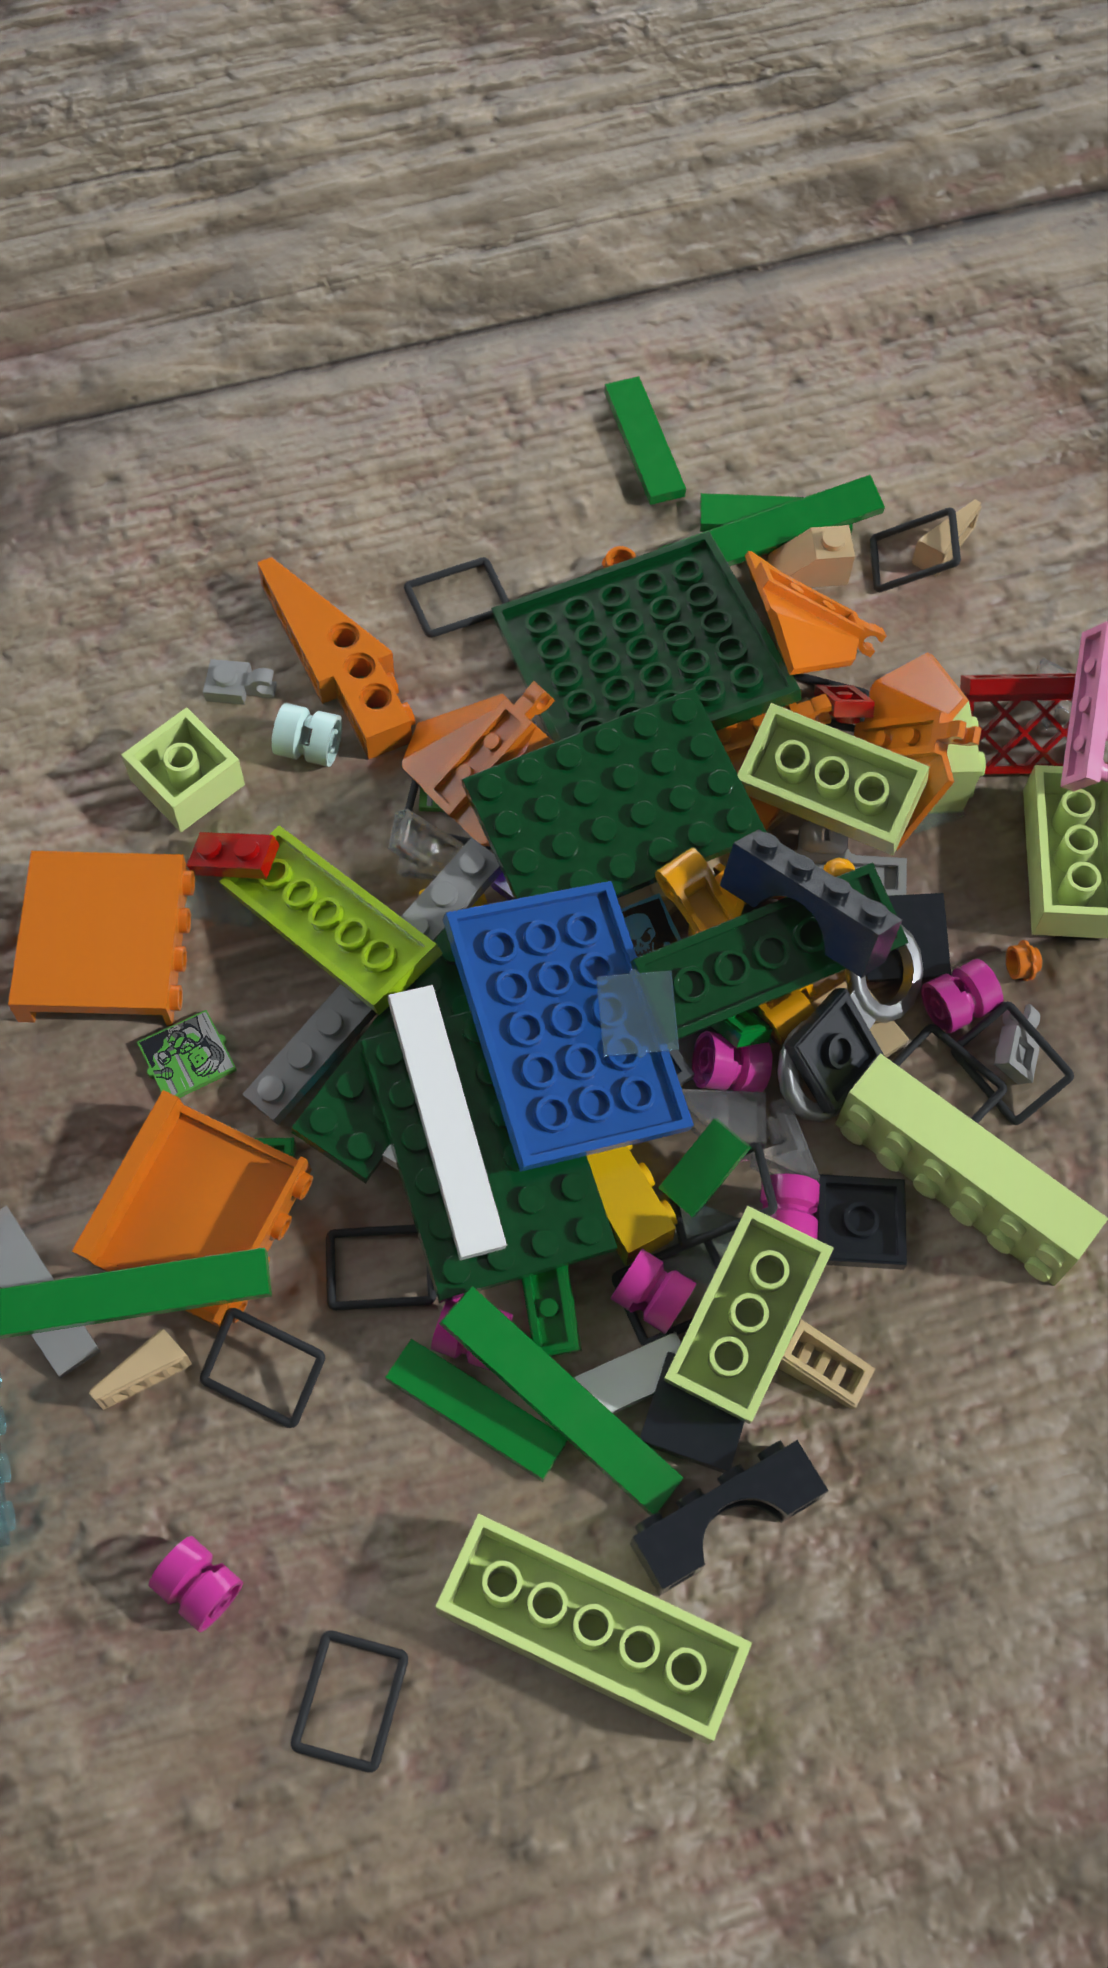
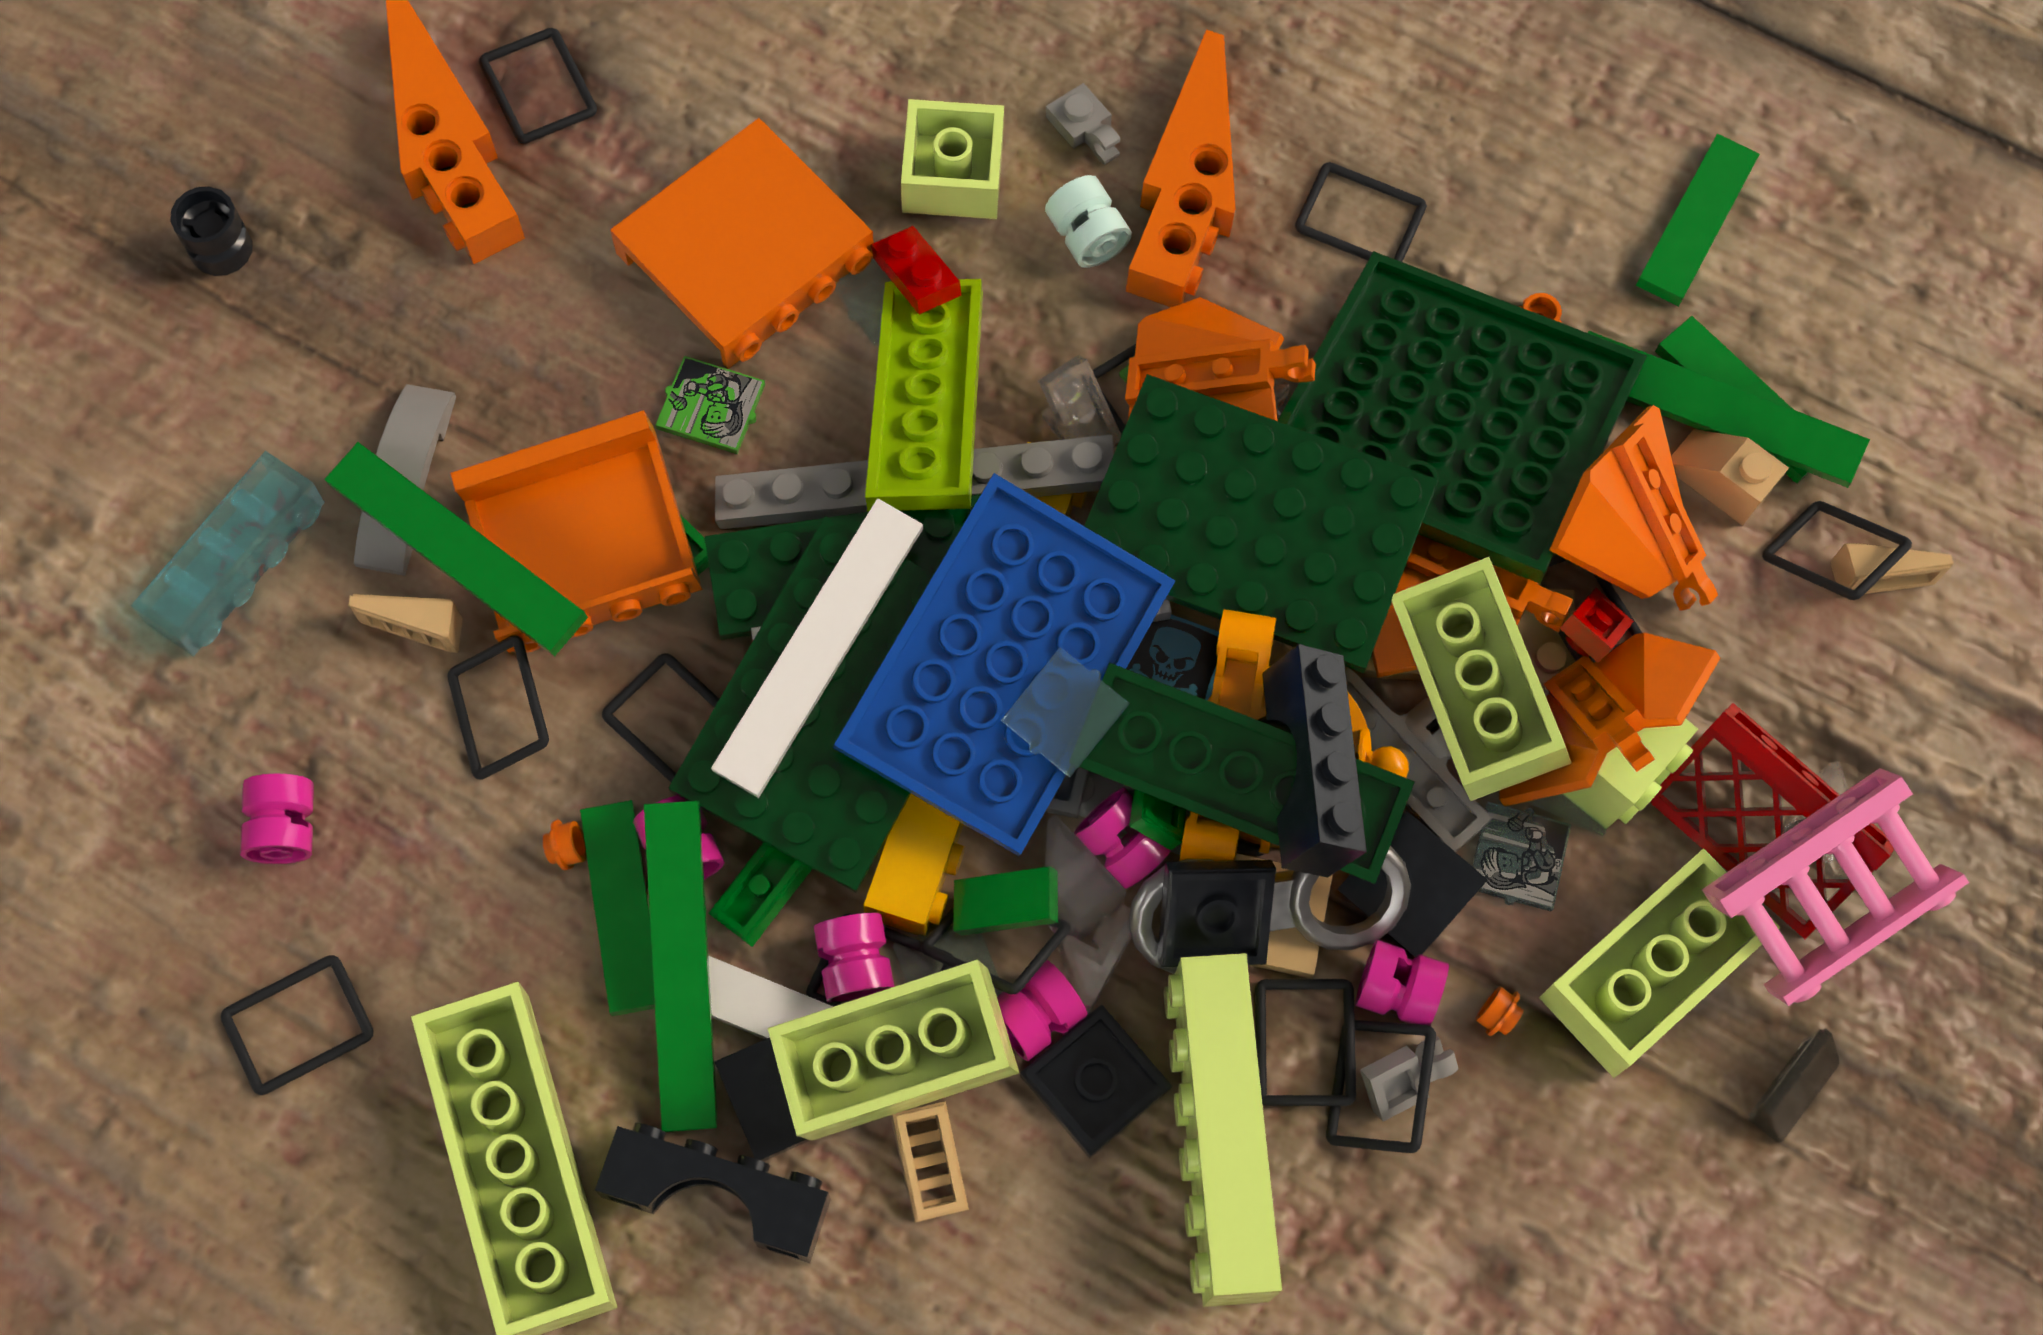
camera: 45 degrees right, 5 degrees up
(399, 1408) = (564, 844): none -> orange plate
(939, 866) = (1521, 856): none -> piece

